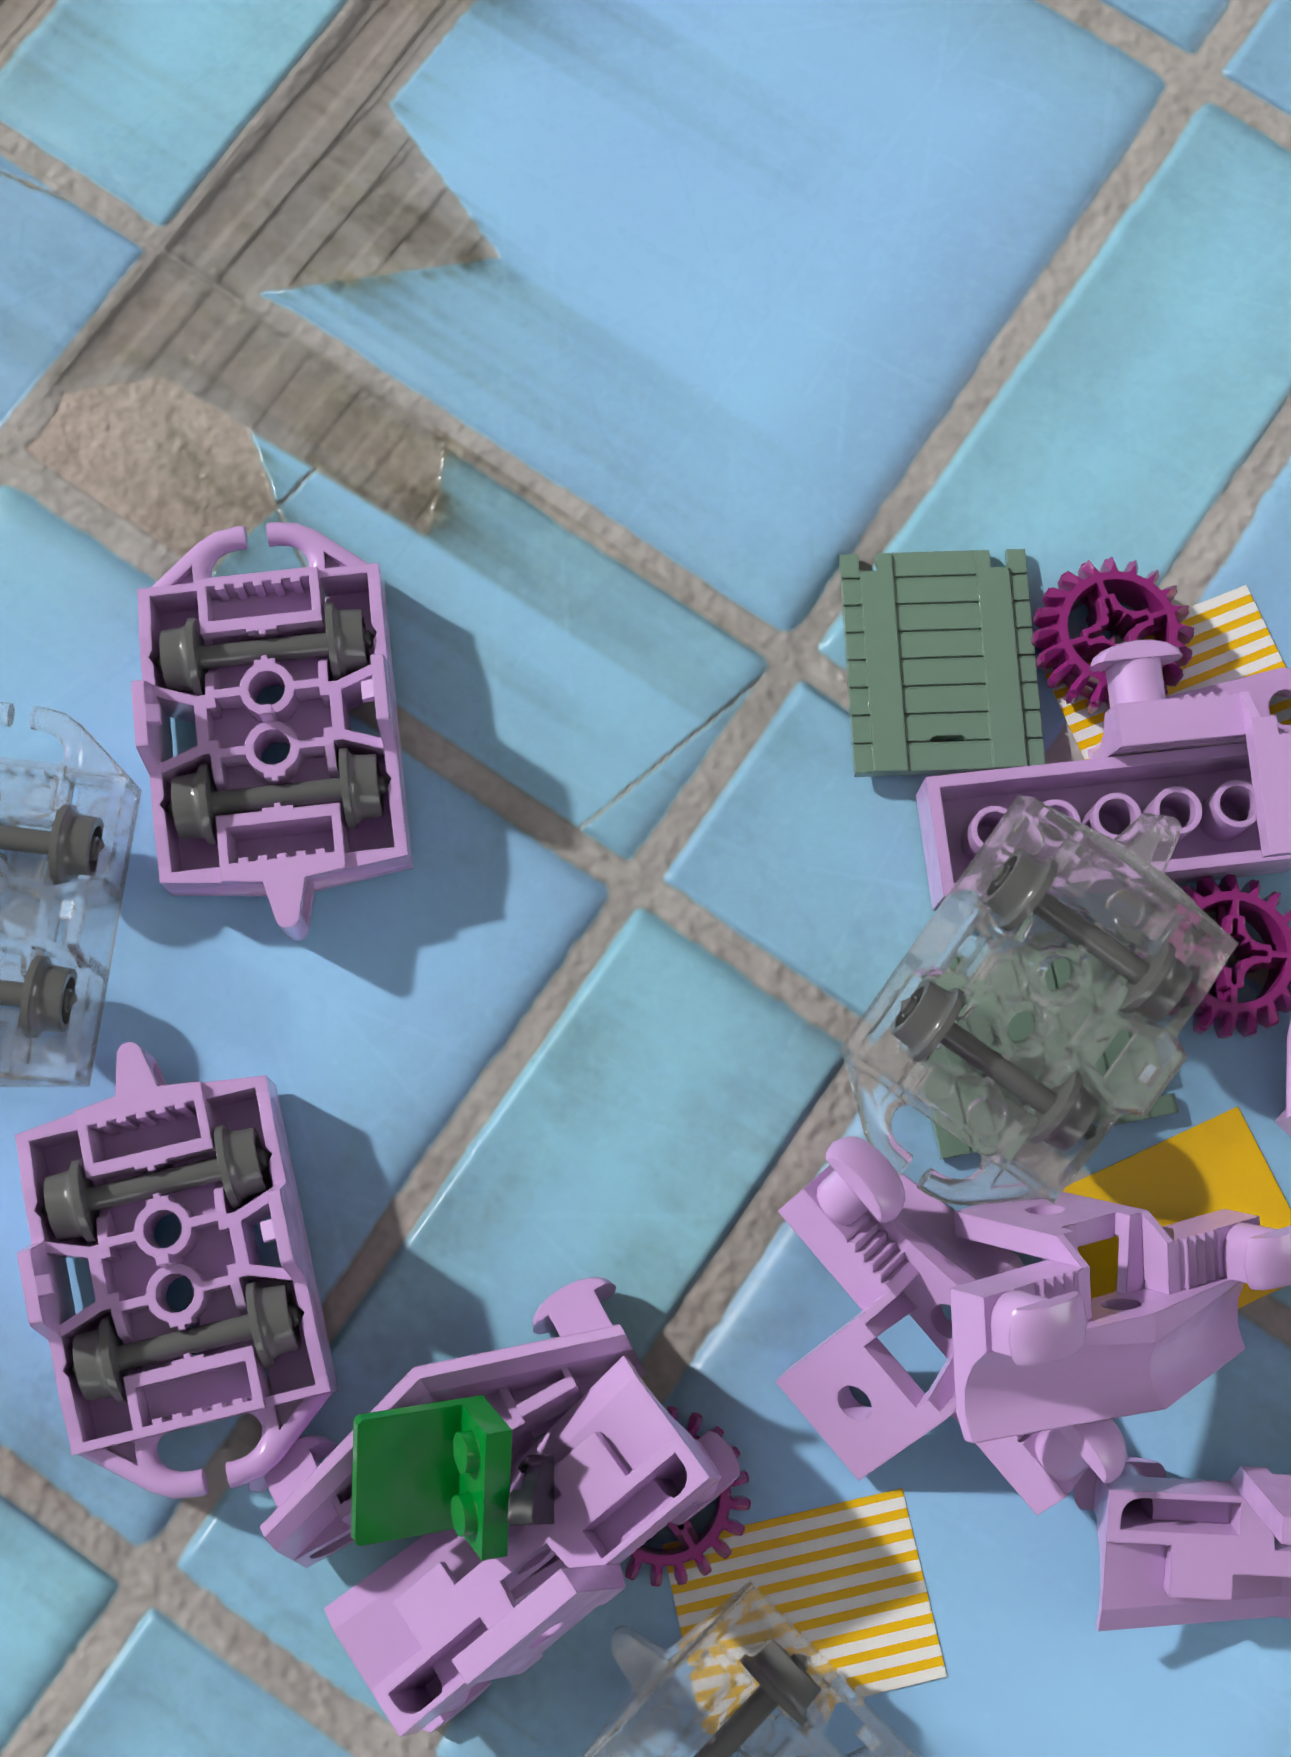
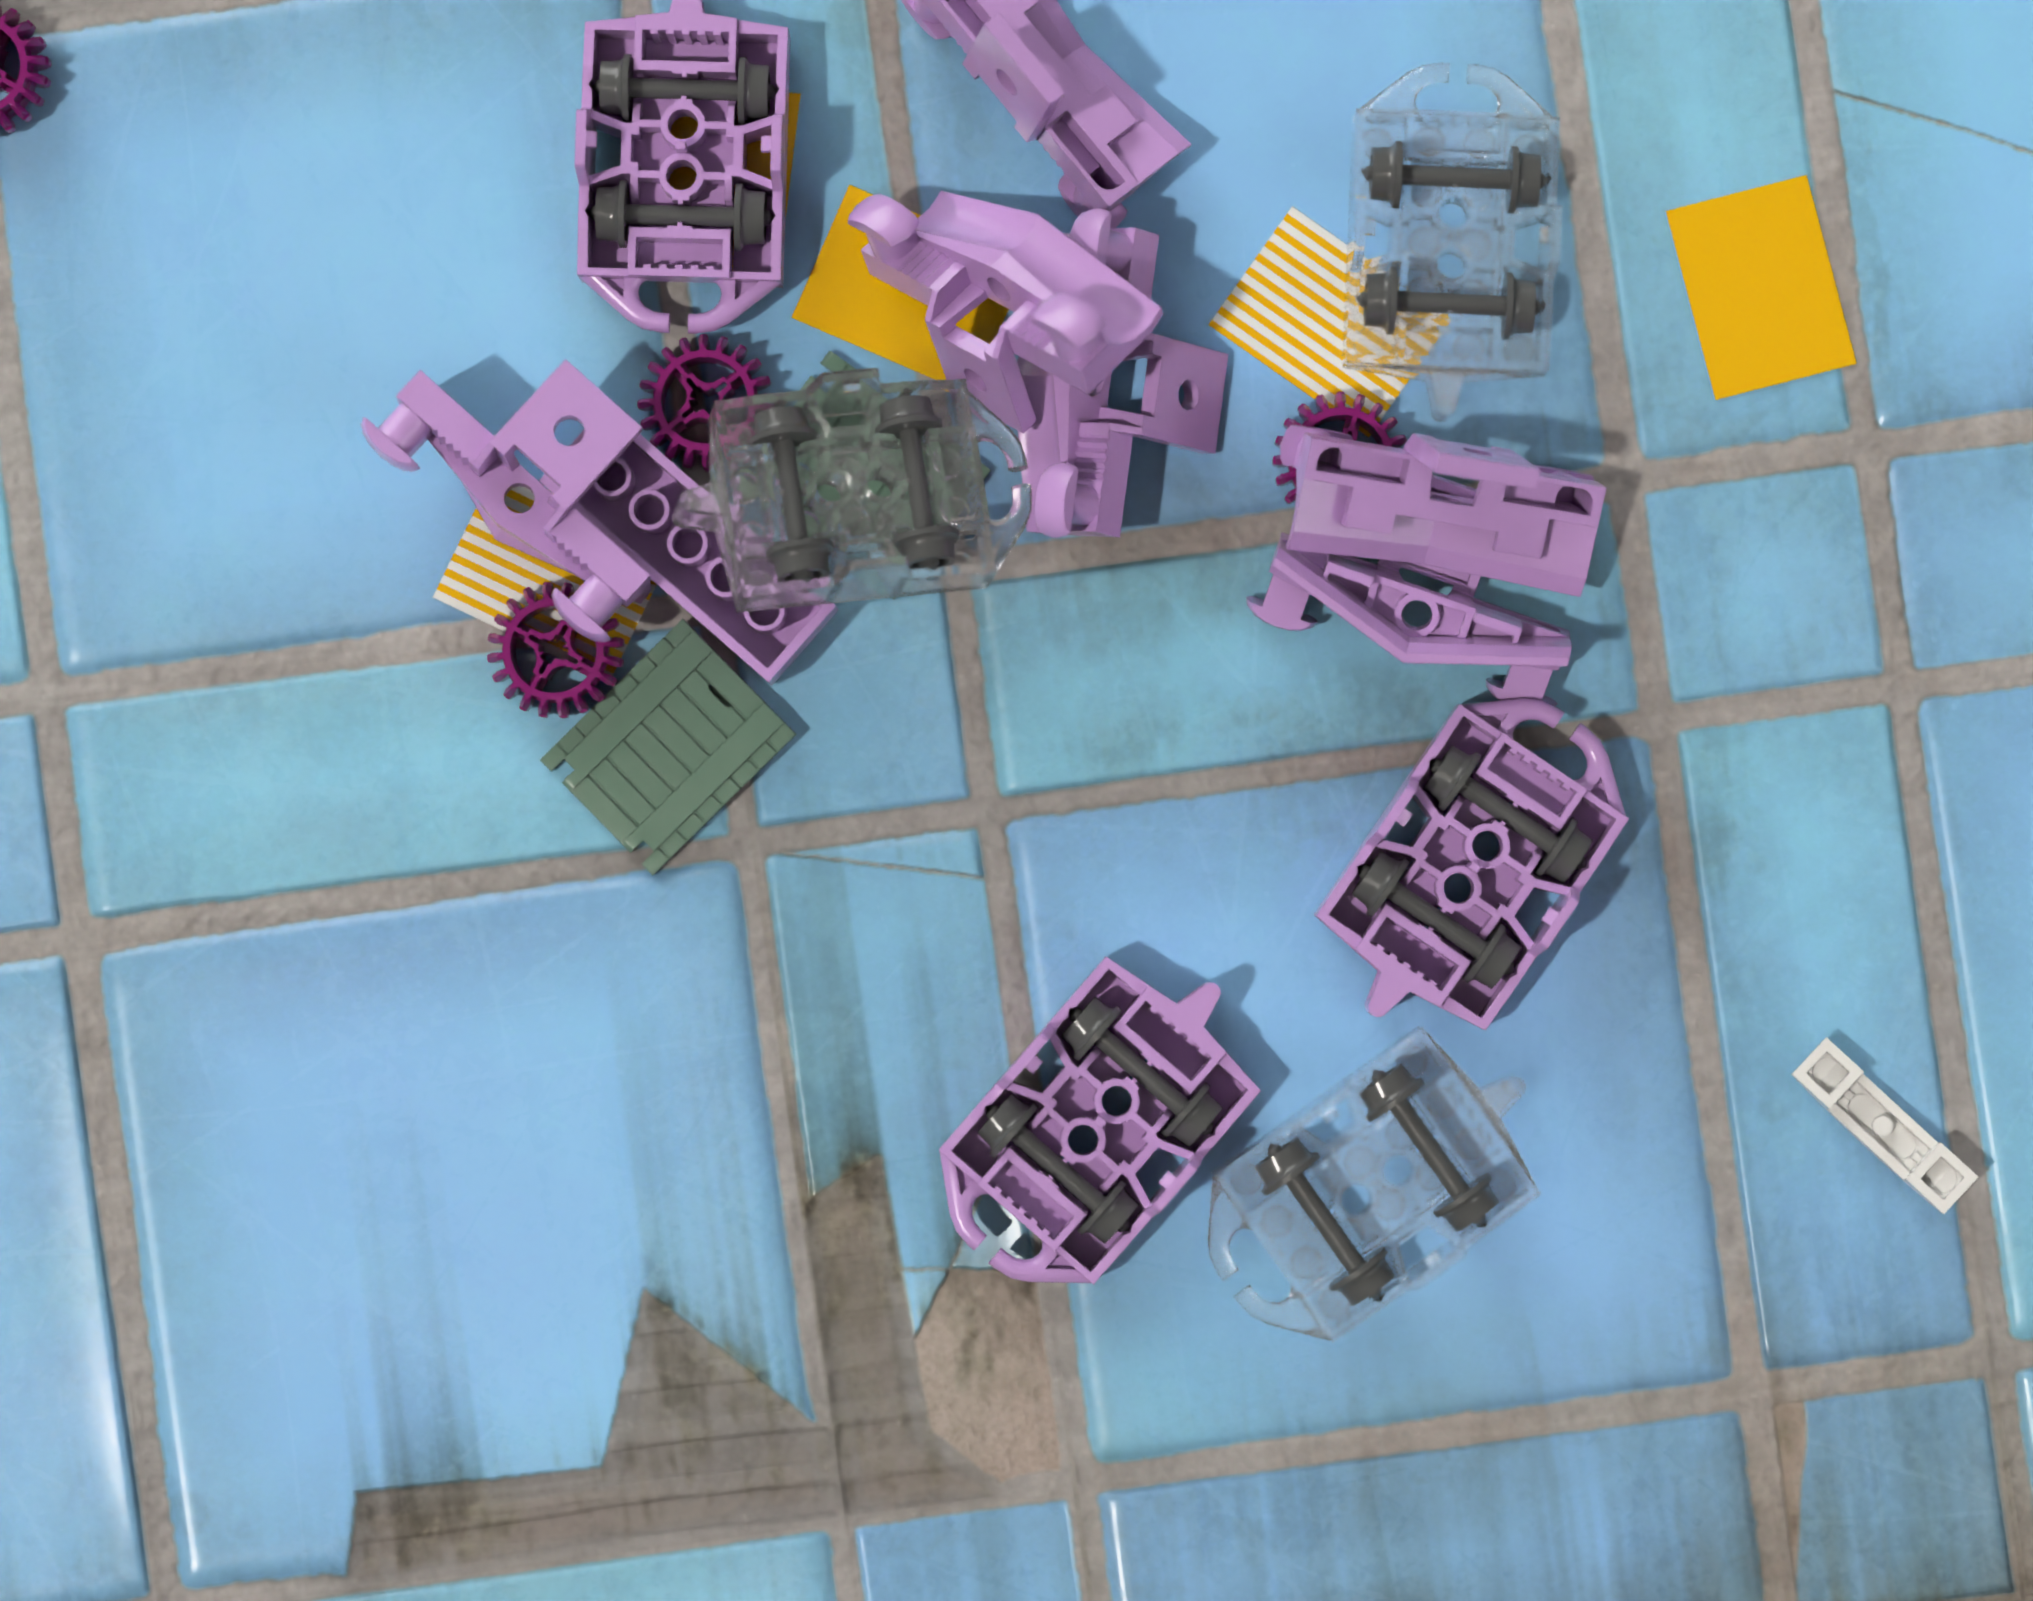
camera: 125 degrees left, 10 degrees up
(433, 1473) = (1448, 596): green bracket -> none
(536, 1500) = (1414, 524): black tile -> none

